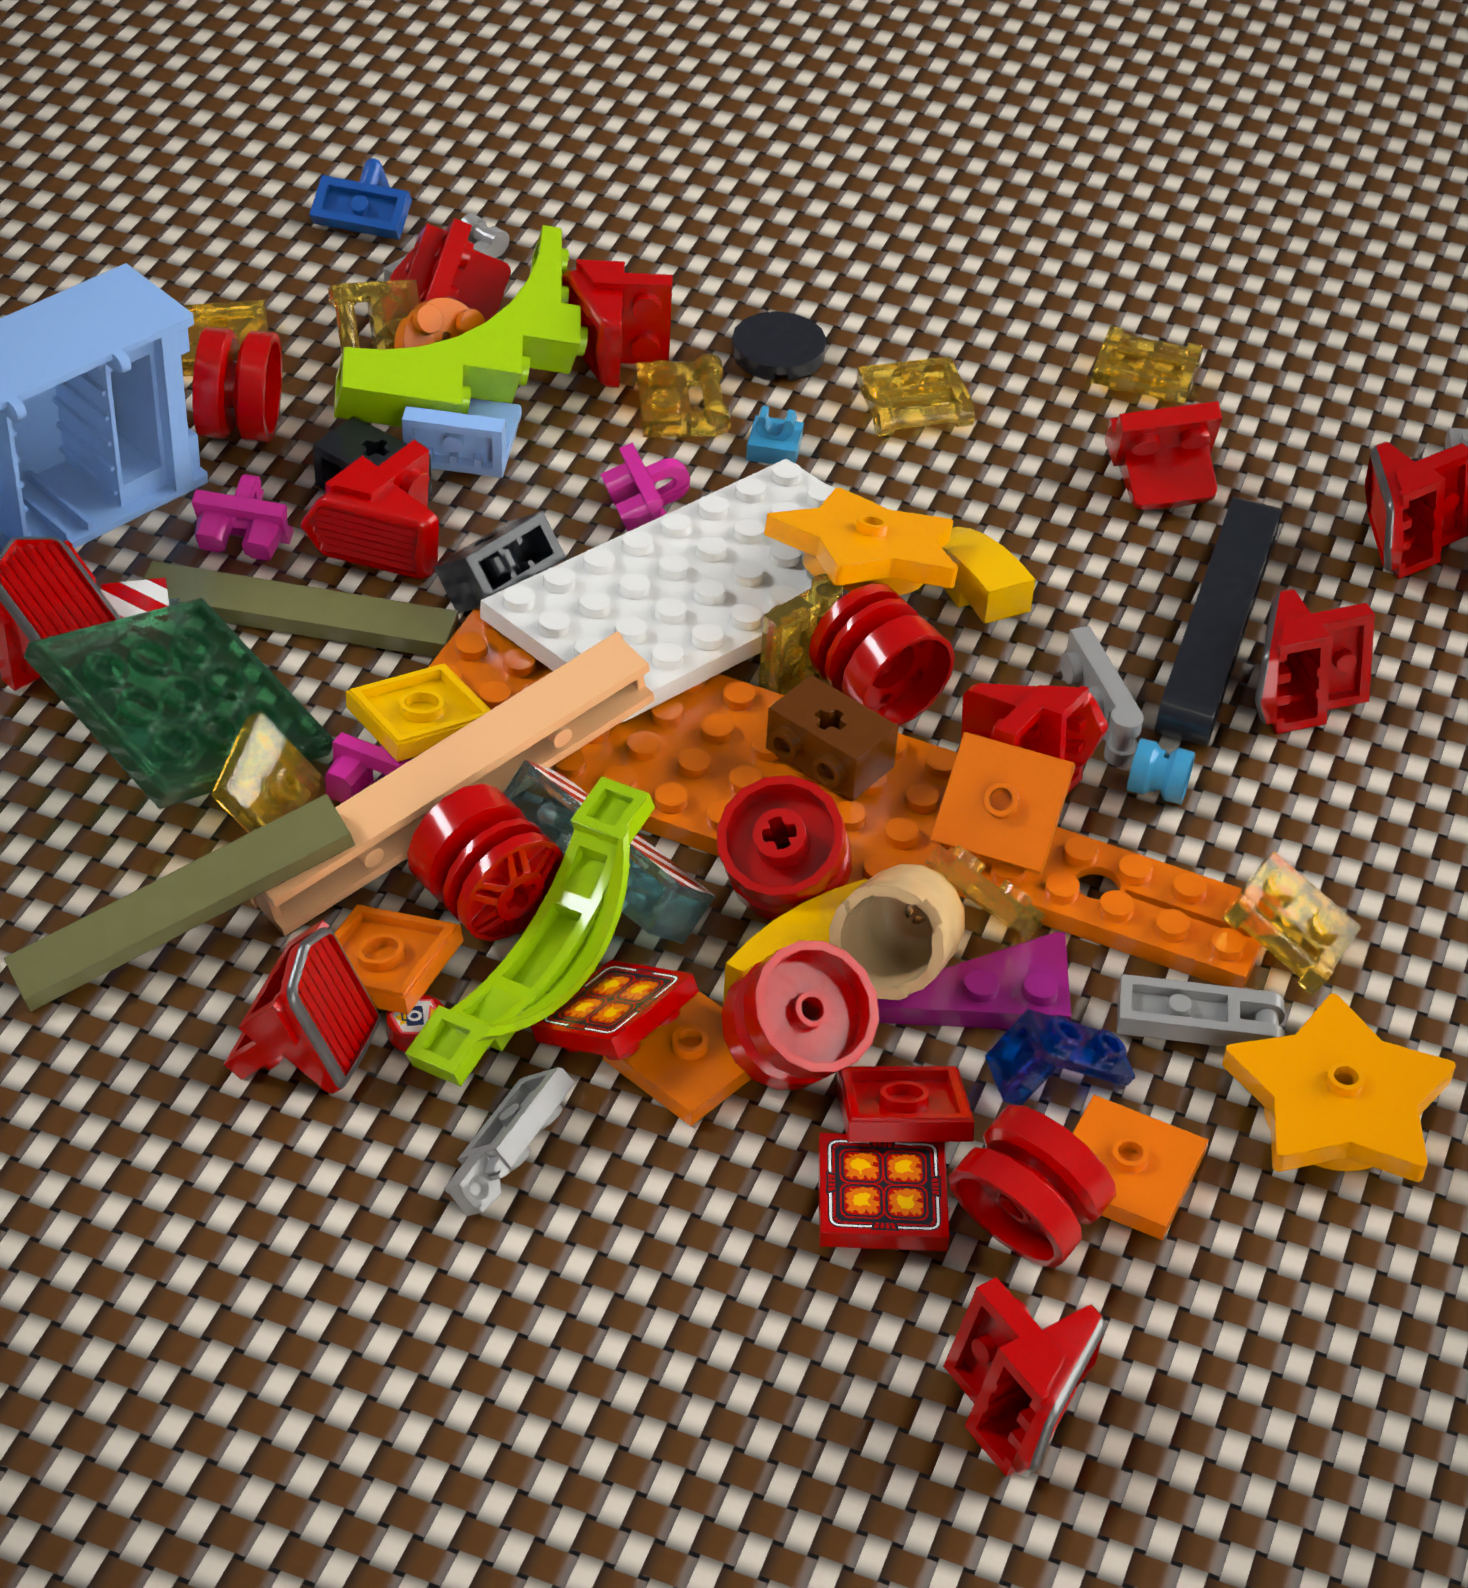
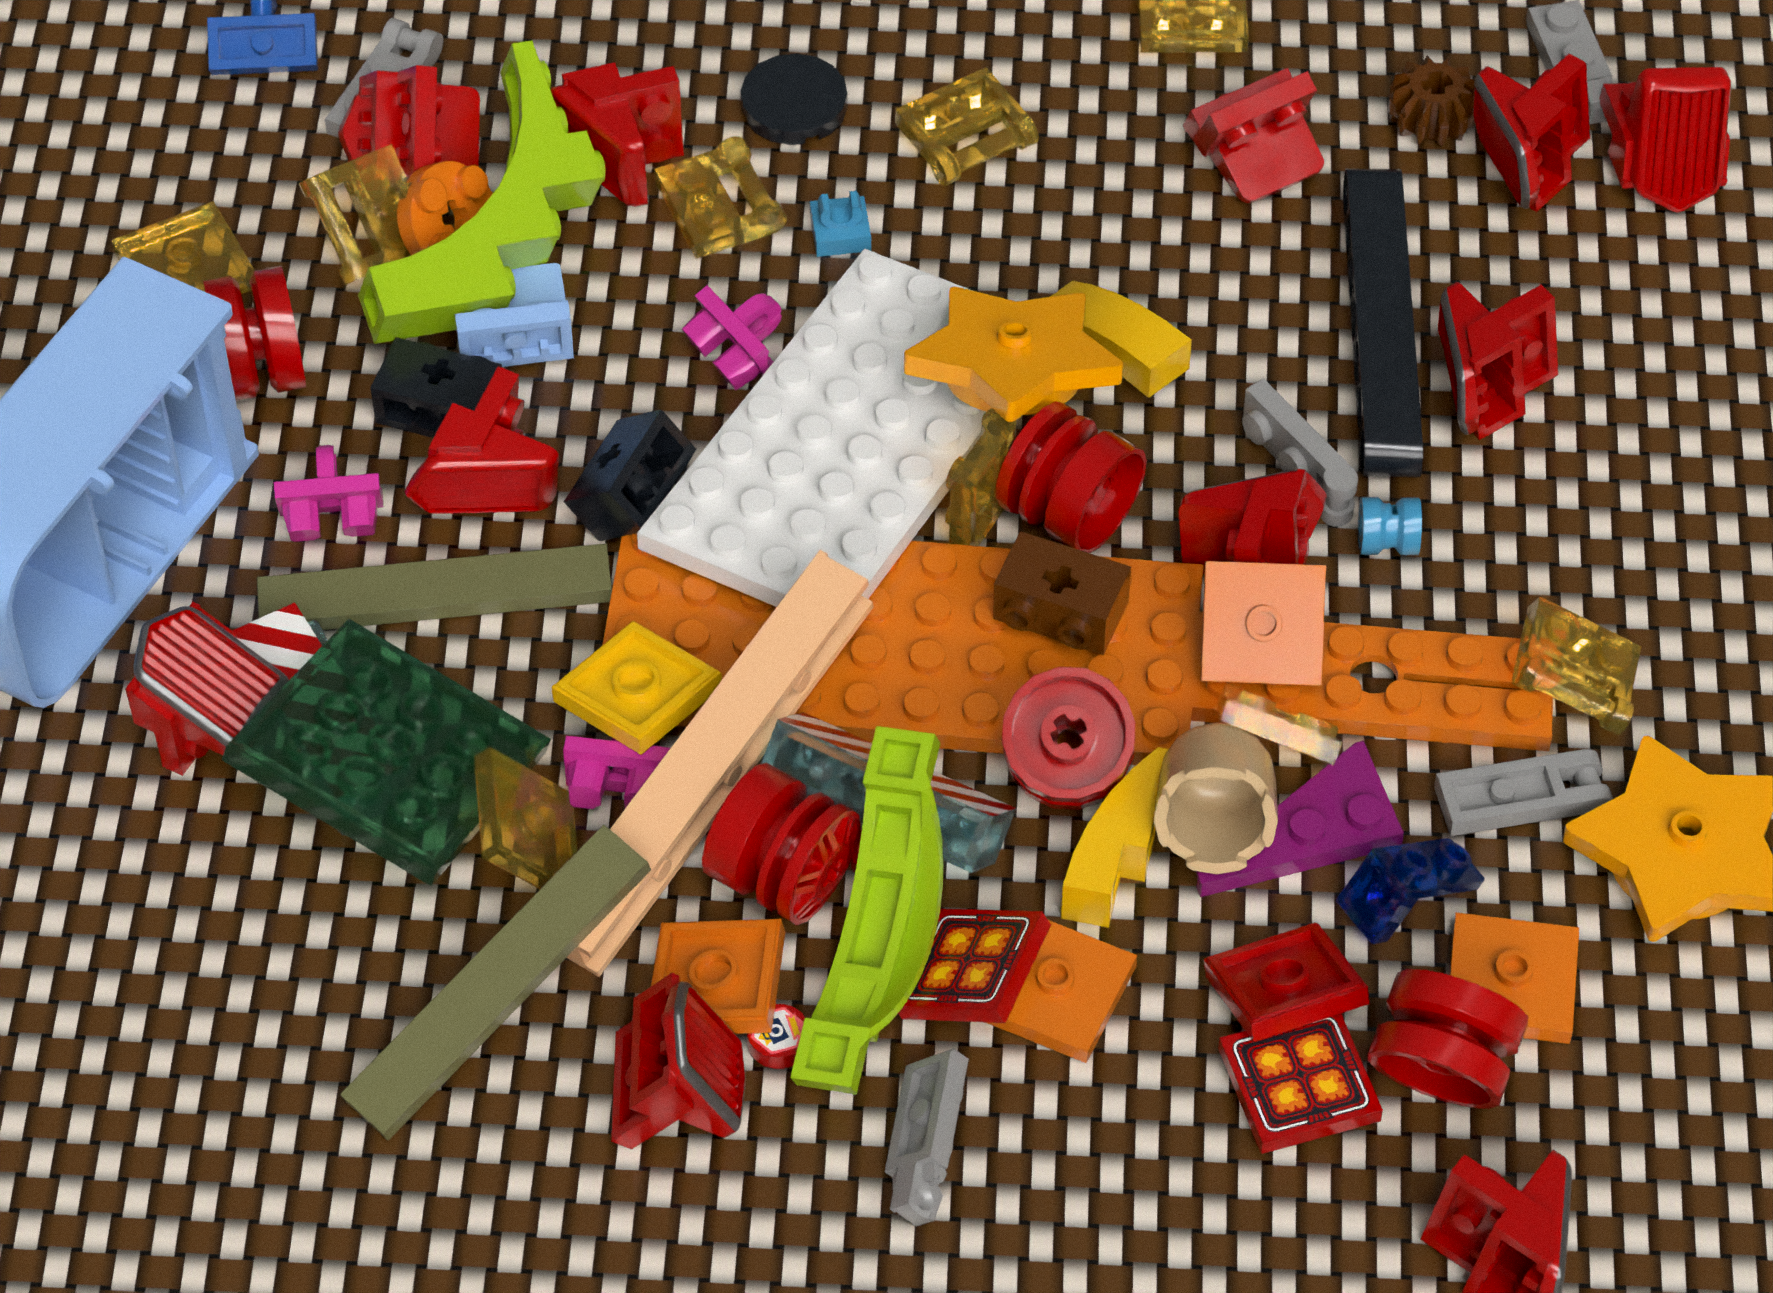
camera: 15 degrees left, 10 degrees up
(800, 1015) = (1160, 923): wheel -> none
(1332, 471) = (1432, 101): none -> reddish brown gear

